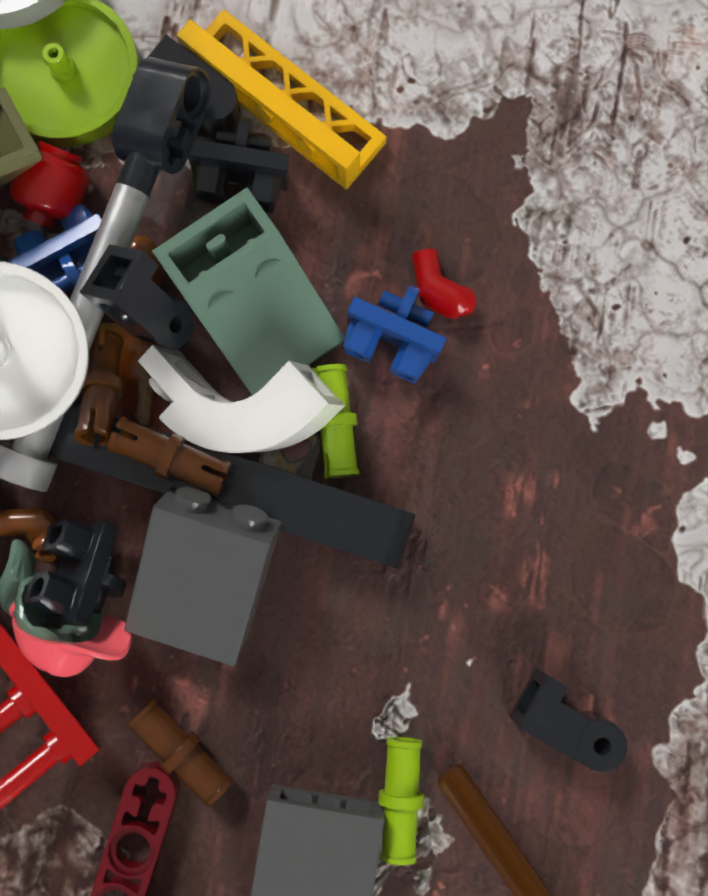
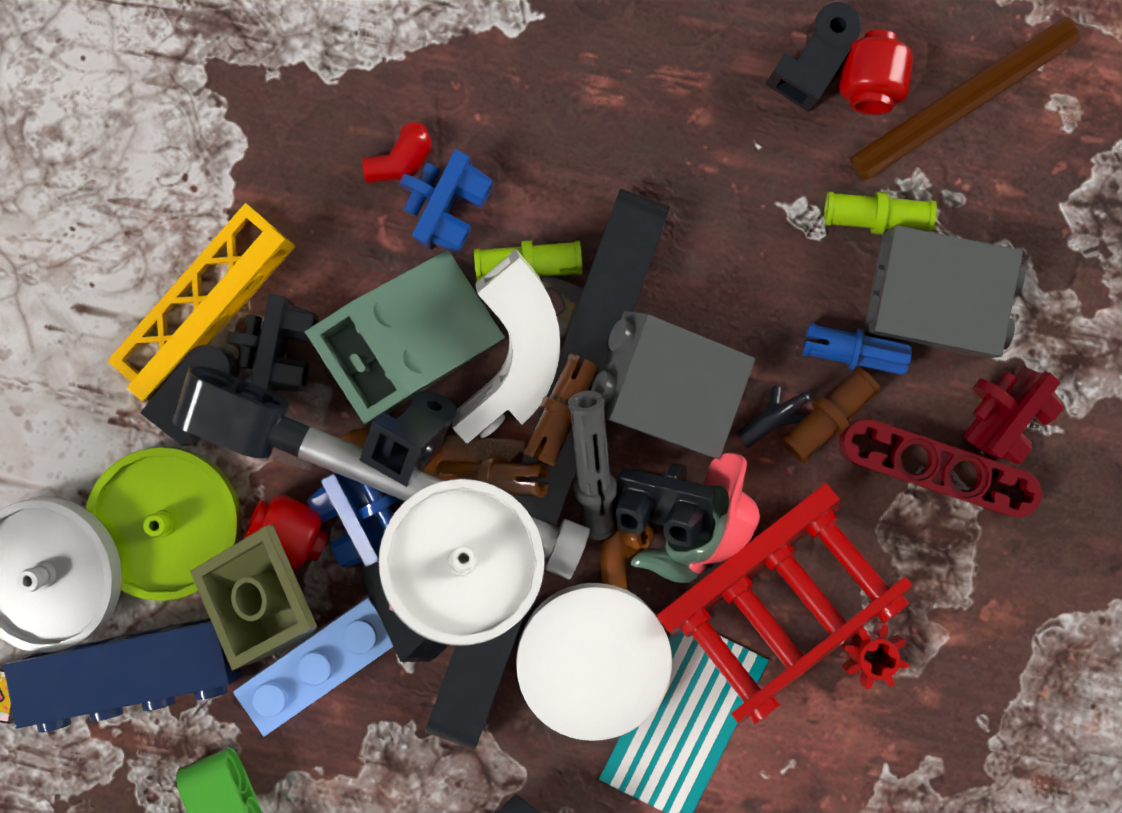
camera: 85 degrees left, 5 degrees up
(97, 496) = (594, 483): none -> dark grey pin
(178, 688) = (773, 417): none -> black bar
(251, 780) = (858, 349): none -> blue axle
(552, 791) = (876, 73): none -> red head

